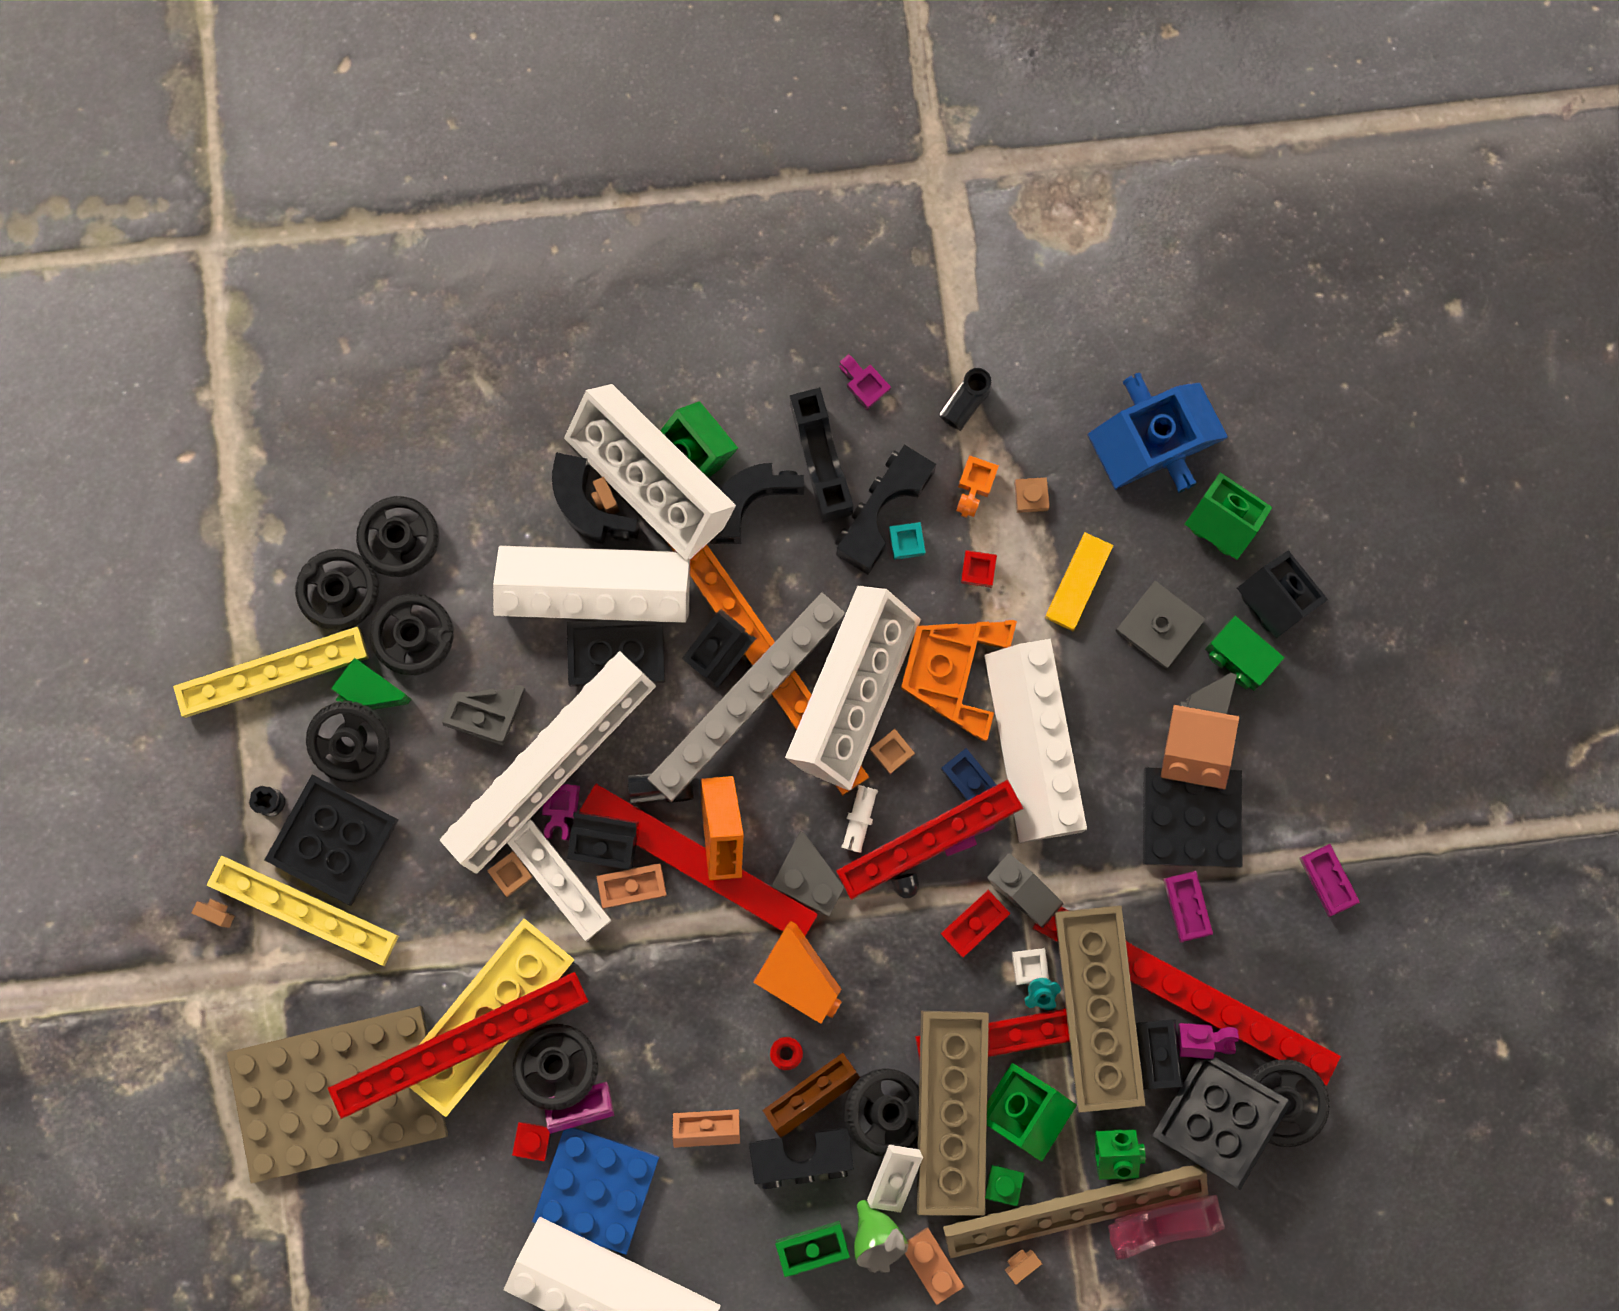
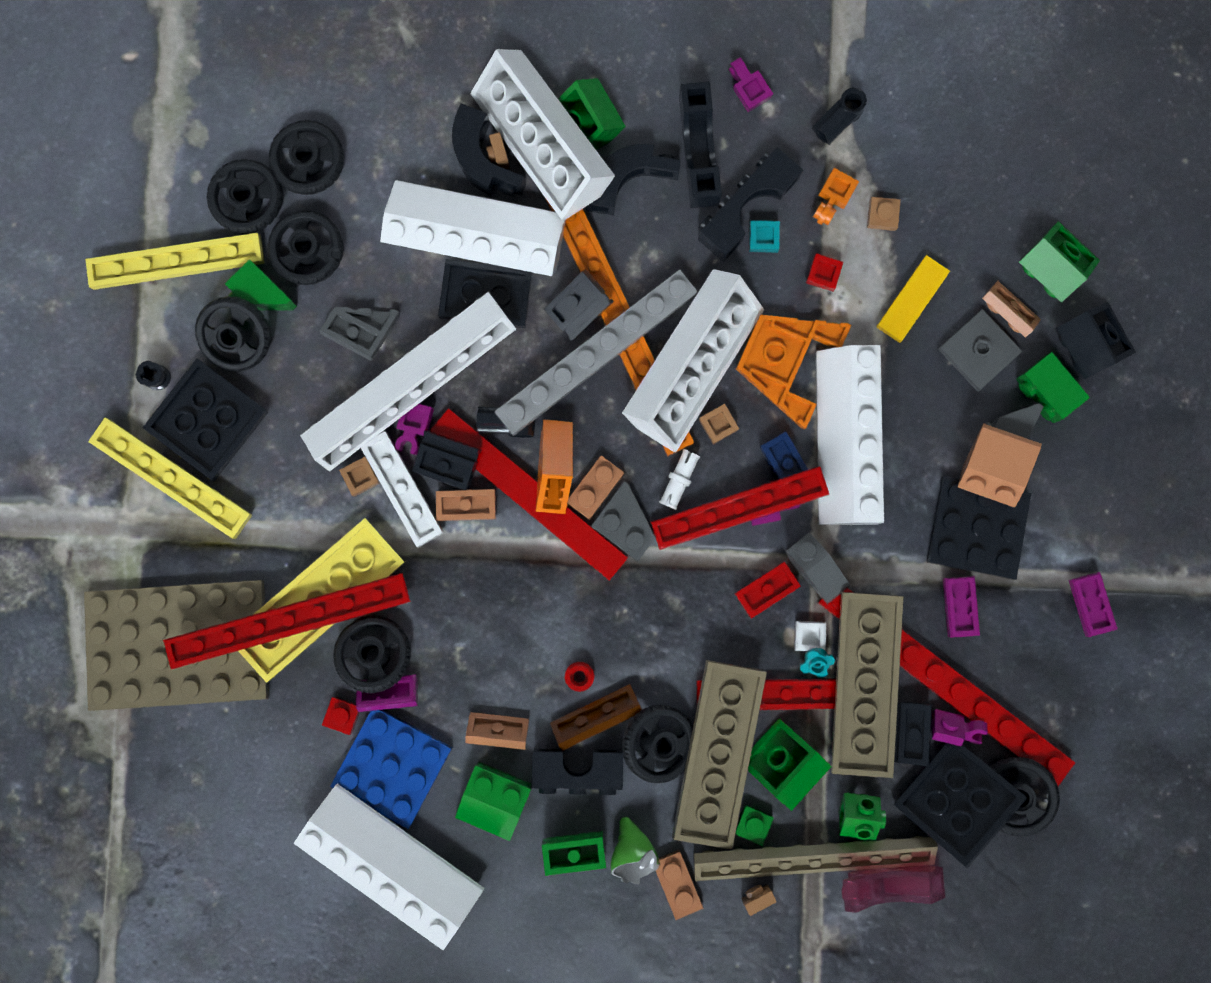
camera: 10 degrees right, 5 degrees up
(214, 912) = (91, 467): medium nougat plate -> none
(714, 1207) = (493, 800): none -> green slope
(769, 843) = (595, 487): none -> nougat plate
(799, 976) = (602, 611): orange slope -> none
(895, 1178) = (657, 803): white plate -> none
(906, 885) = (711, 545): black hinge -> none
(1132, 447) = (986, 182): blue slope -> none
(1185, 575) = (1017, 314): none -> nougat plate

